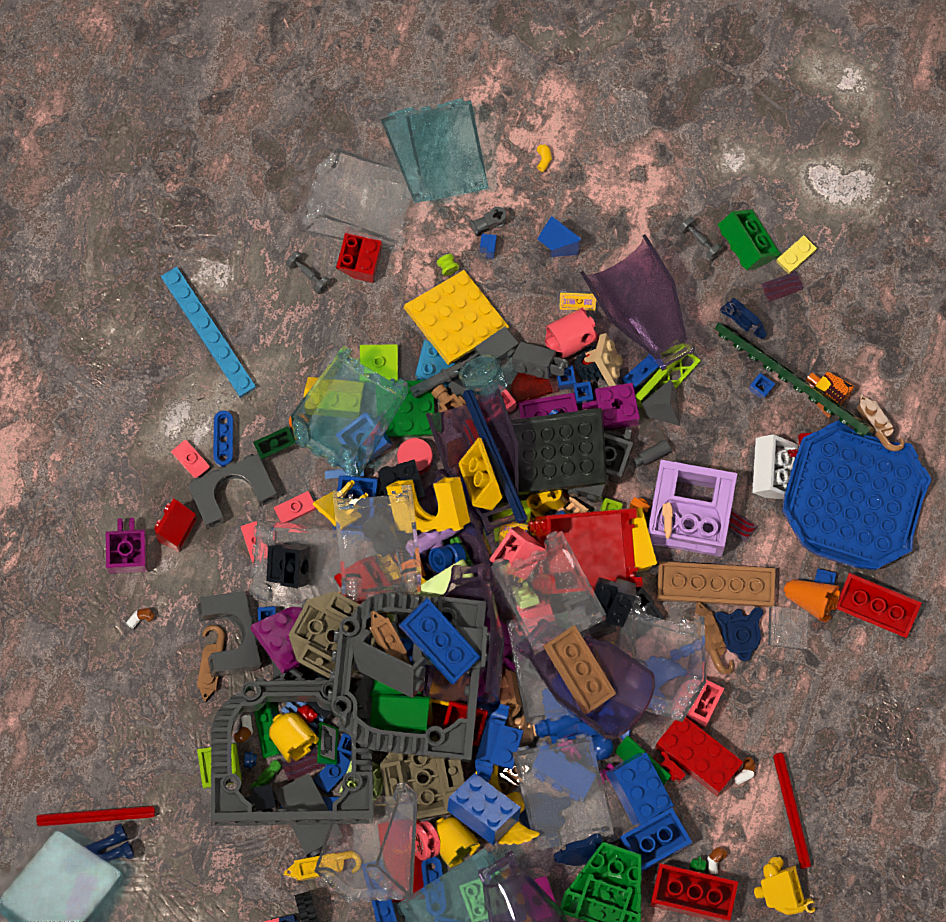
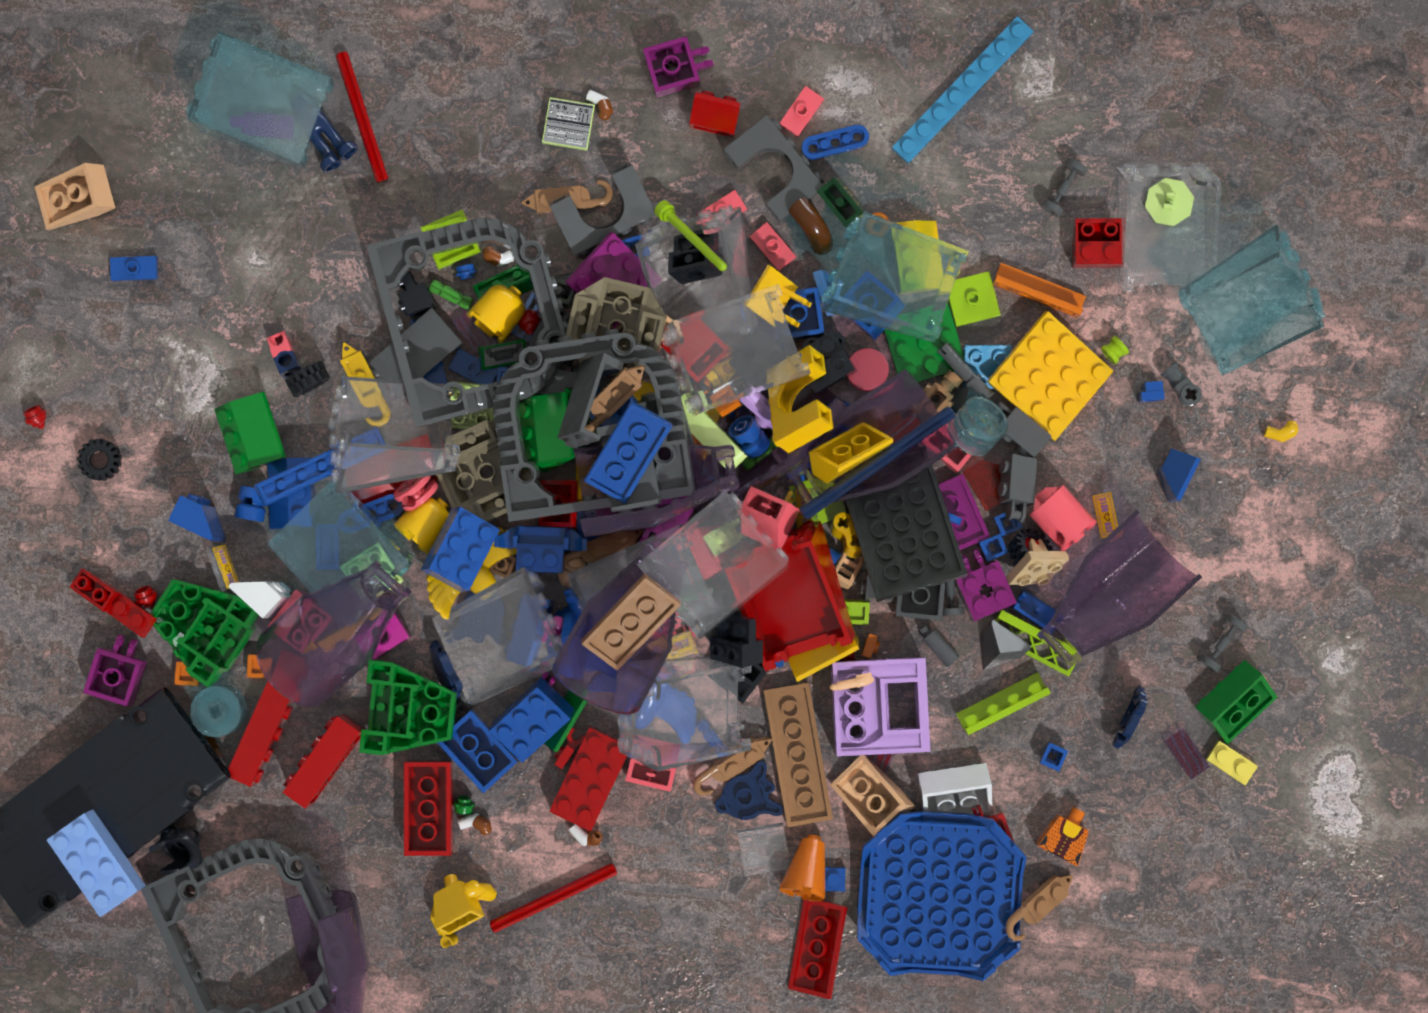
camera: 75 degrees right, 15 degrees up
(149, 646) = (568, 124): none -> light grey tile
(245, 581) = (666, 212): none -> lime piece
(287, 468) = (812, 225): none -> reddish brown cylinder
(341, 197) = (1169, 202): none -> yellowish green piece
(385, 311) = (1039, 290): none -> orange fence
(711, 415) = (1002, 703): none -> lime fence
(761, 533) = (871, 794): none -> light nougat slope
(799, 383) = (1063, 801): dark green plate -> none

